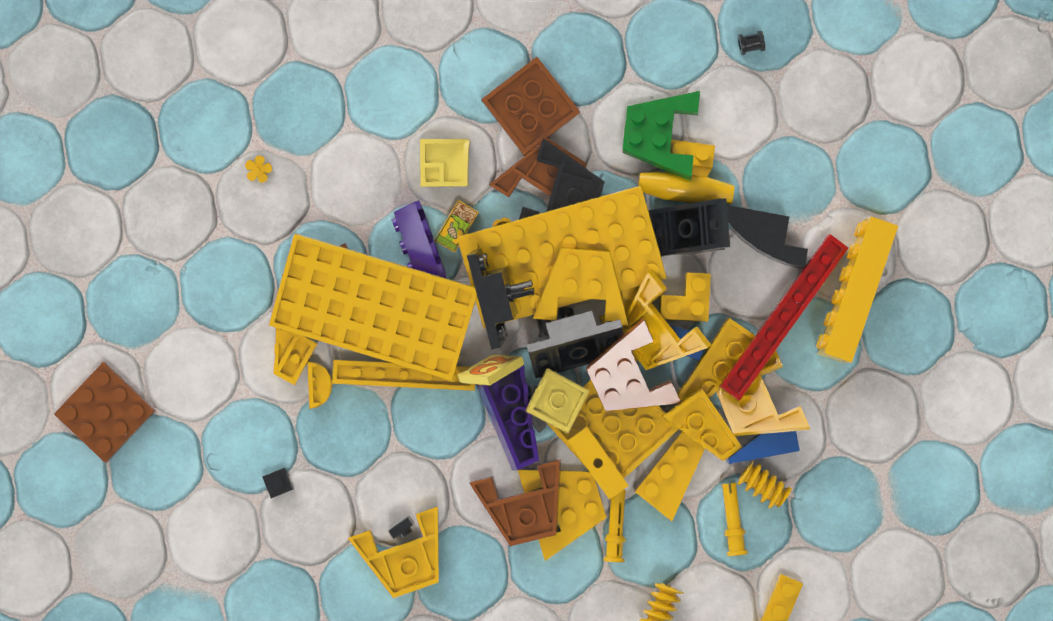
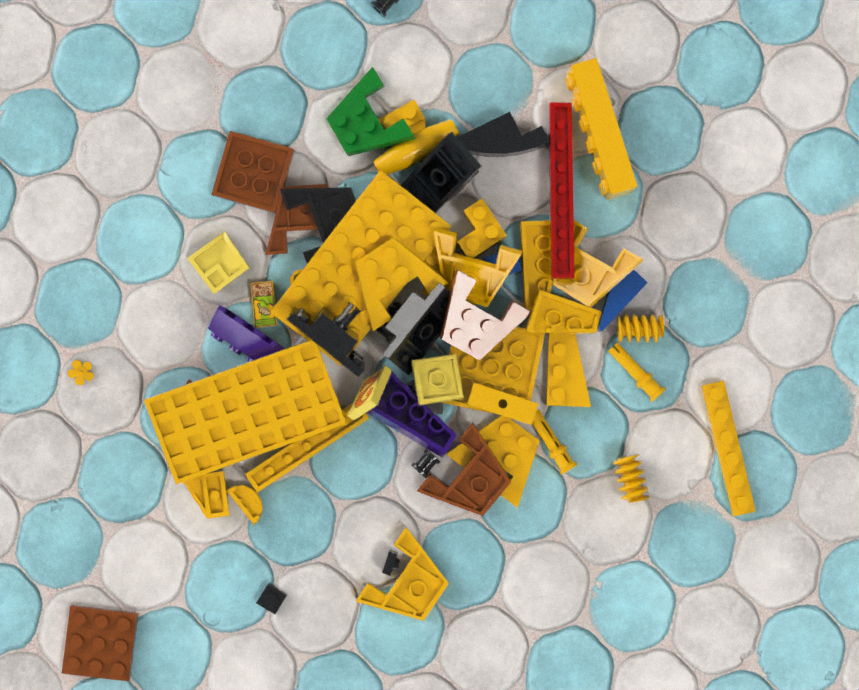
camera: 40 degrees left, 0 degrees up
(494, 464) = (425, 463): none -> black bush

